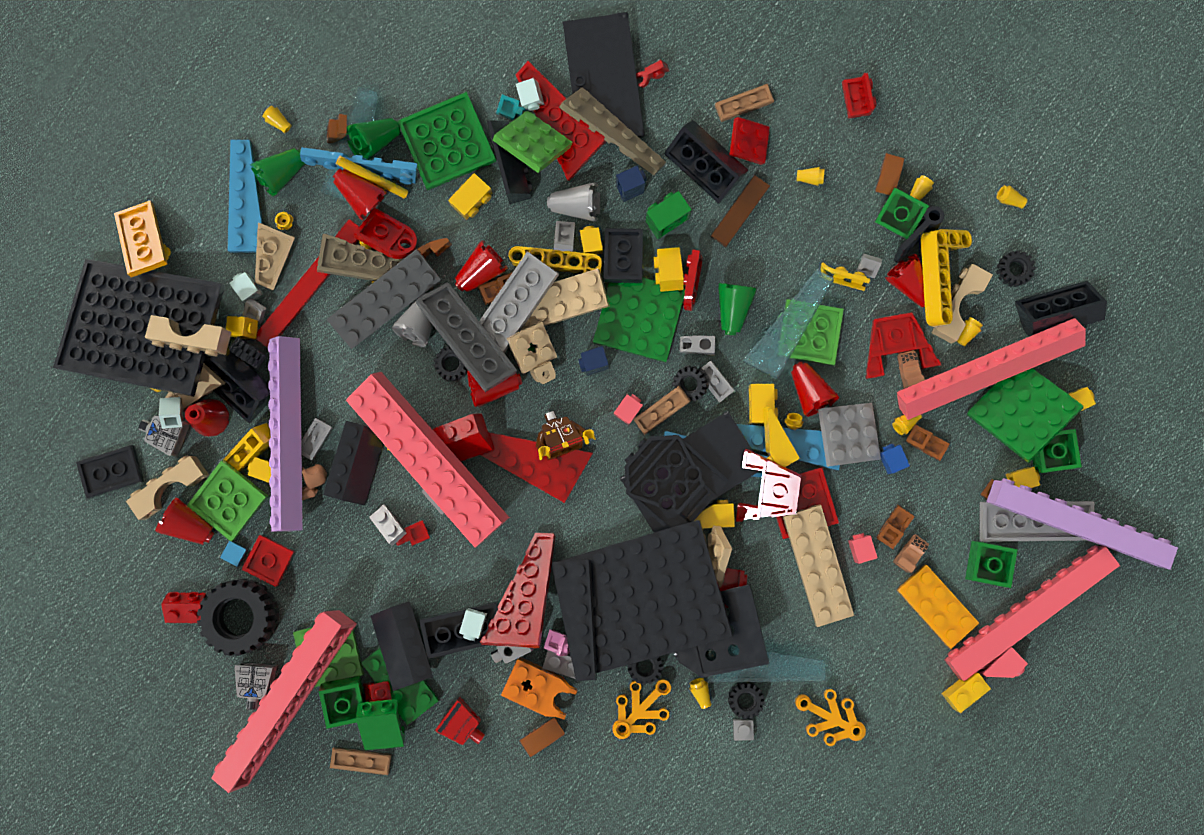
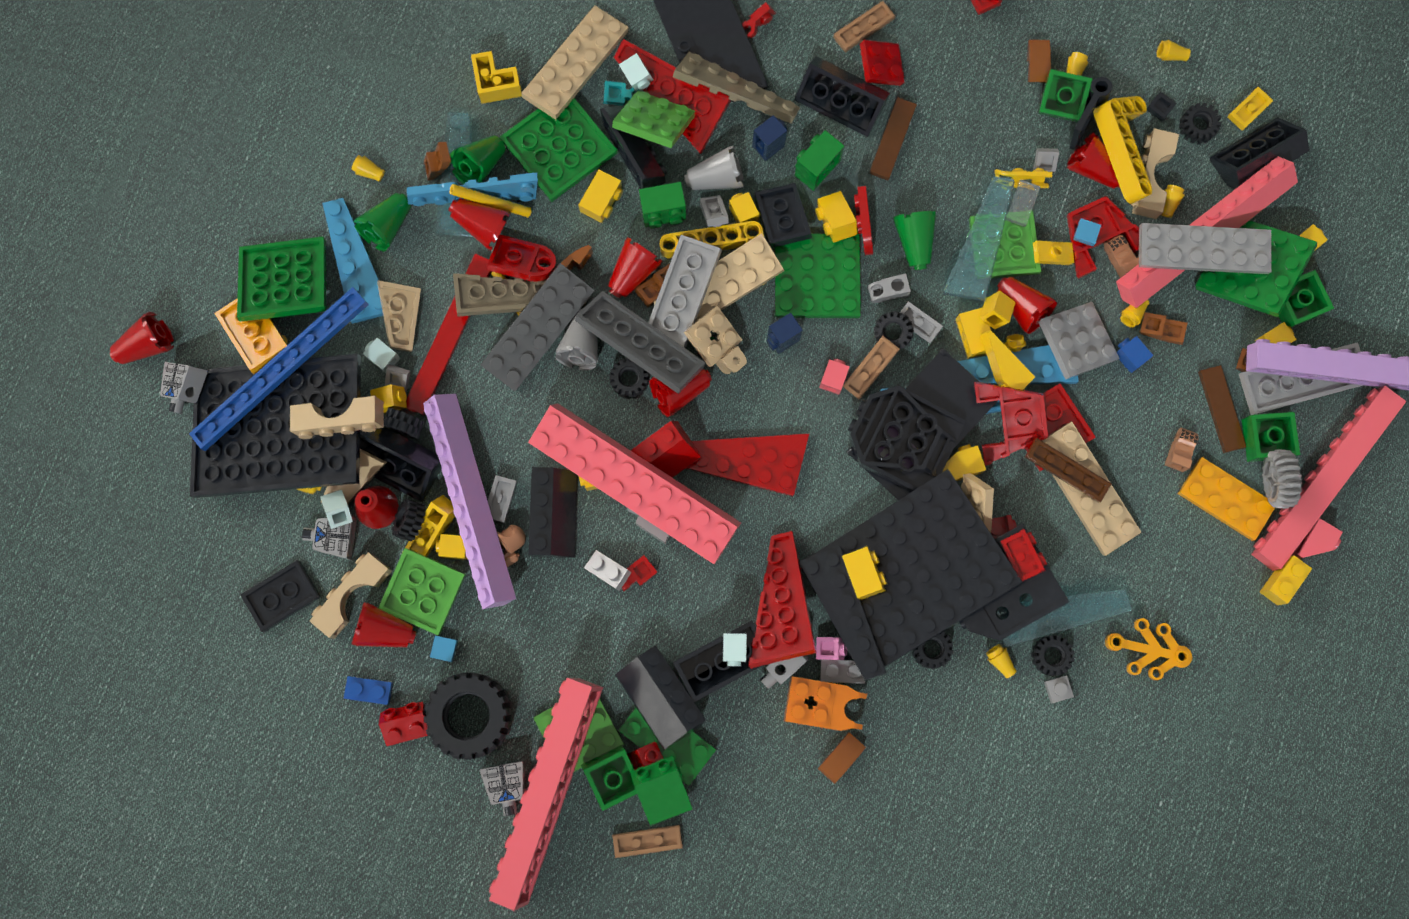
camera: 20 degrees left, 5 degrees down
(48, 221) = (142, 340): none -> red cone
(70, 269) = (181, 385): none -> light grey torso
(152, 278) = (278, 369): none -> blue plate
(162, 571) = (368, 690): none -> blue plate
(177, 199) = (281, 279): none -> green plate
(230, 437) = (408, 520): none -> black tyre
(268, 560) = (484, 645): red plate -> none
(279, 220) = (399, 270): yellow plate -> none
(404, 71) = (493, 83): none -> yellow brick
(461, 724) = (748, 767): red torso -> none
(480, 70) = (575, 62): none -> tan plate
(520, 219) = (662, 205): none -> green brick
(561, 436) = (771, 423): reddish brown torso -> none
(602, 589) = (864, 572): none -> yellow brick
(640, 711) = (940, 699): light orange plant -> none
(741, 613) = (1023, 555): none -> red bracket
(784, 390) = (997, 310): none -> yellow brick
(804, 547) = (1067, 470): none -> reddish brown tile
(811, 176) = (958, 83): yellow cone -> none
(835, 300) = (1022, 203): none -> clear tile
(850, 351) = (1053, 252): none -> yellow plate
(862, 548) = (1128, 457): coral brick -> none
(884, 340) = (1087, 232): none -> dark azure tile
(895, 526) = (1156, 426): dark orange slope -> none
(957, 527) = (1222, 409): none -> reddish brown tile
(982, 385) = (1204, 248): none -> light grey plate
(986, 244) = (1161, 106): none -> black tile
(988, 605) = (1282, 479): none -> light grey gear
(1064, 267) = (1250, 108): none -> yellow plate

